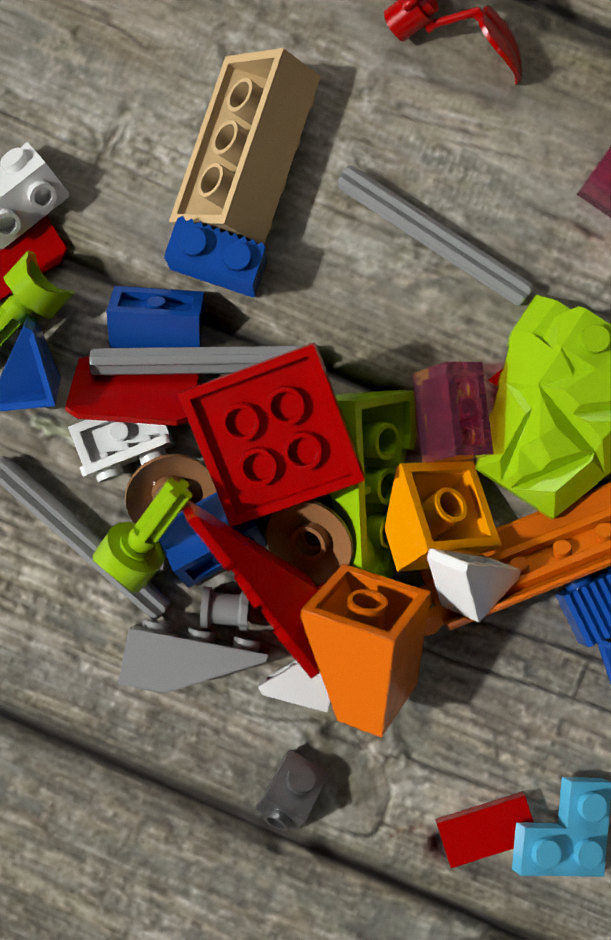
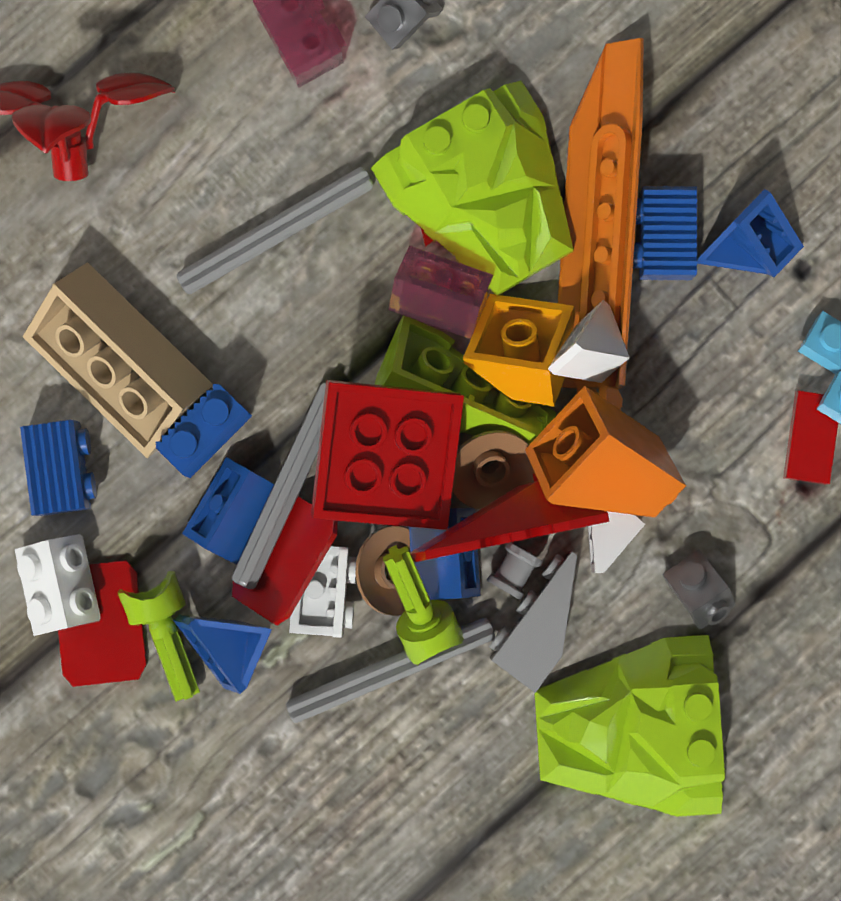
camera: 60 degrees left, 0 degrees up
(119, 142) = (57, 467): none -> blue brick
(135, 797) = (638, 729): none -> lime wedge

